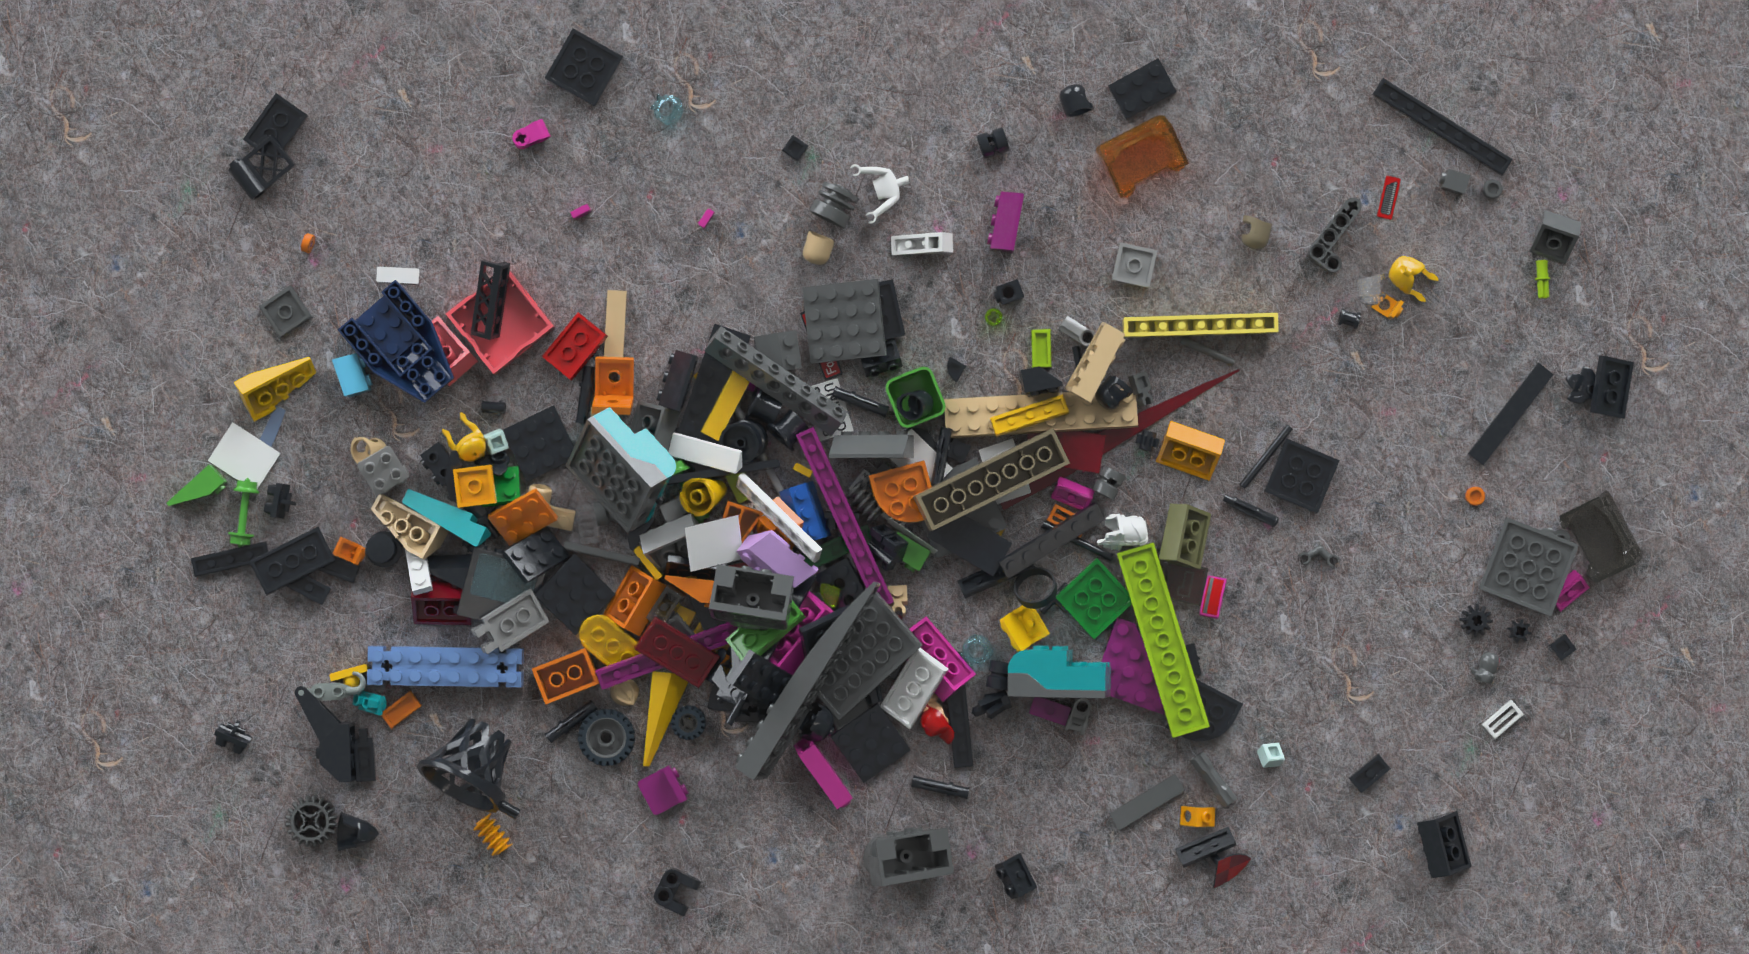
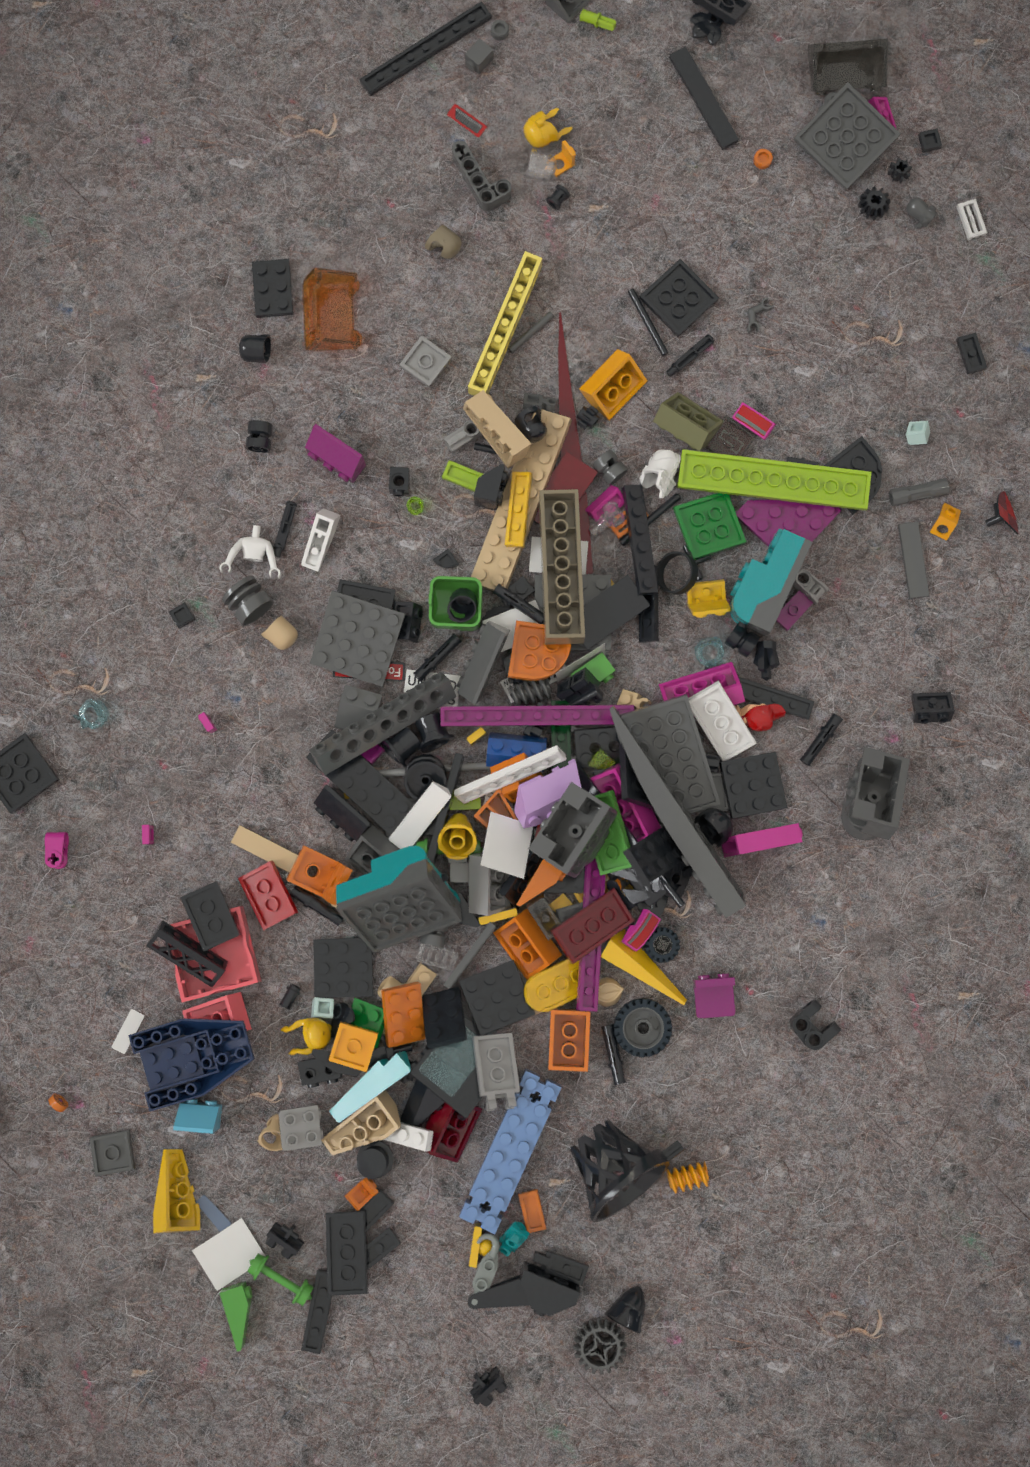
camera: 65 degrees left, 5 degrees down
(533, 305) = (210, 916): none -> black plate
(690, 698) = (638, 935): none -> slope
(725, 406) = (385, 779): yellow tile -> none
(919, 205) = (284, 528): none -> black piece
(1061, 504) = (611, 516): none -> clear pin
(1206, 847) = (977, 525): black plate -> none

